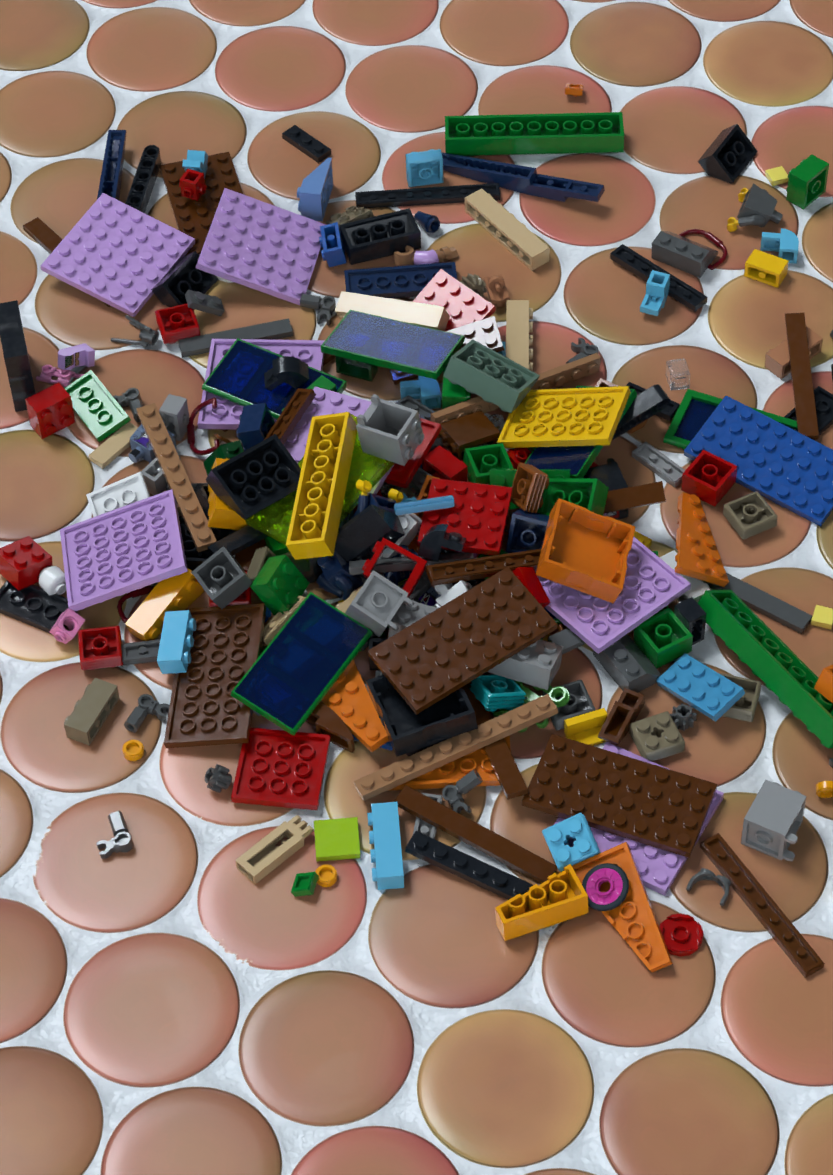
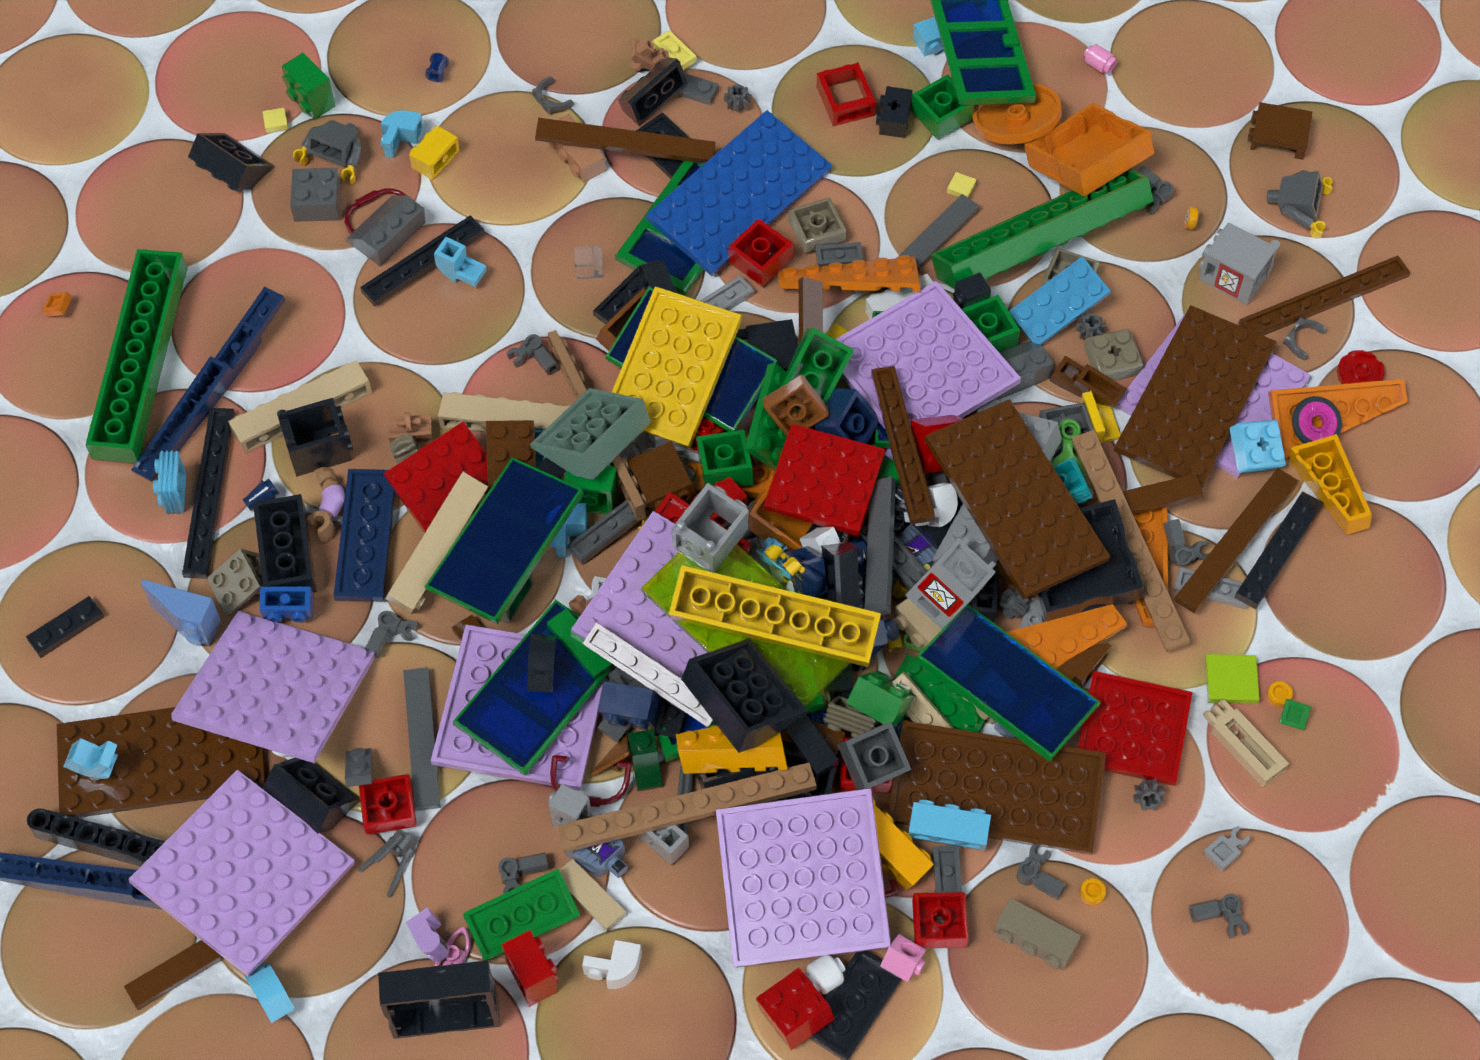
camera: 85 degrees left, 10 degrees up
(31, 282) = (270, 992): none -> medium azure brick
(59, 465) = (618, 970): none -> white brick
(118, 494) = (701, 885): white tile -> none
(173, 835) = (1225, 851): none -> light grey plate
(192, 184) = (135, 763): red brick -> none
(387, 845) = (1248, 626): medium azure brick -> none
(414, 576) = (914, 543): red window -> none
(424, 505) = (817, 512): dark azure axle -> none
(436, 539) = (870, 504): black brick -> none
(475, 234) = (309, 438): none -> black container
(585, 551) = (901, 361): orange tile -> none
(705, 206) = (315, 194): none -> dark grey brick
(723, 535) = (841, 253): none -> dark grey plate

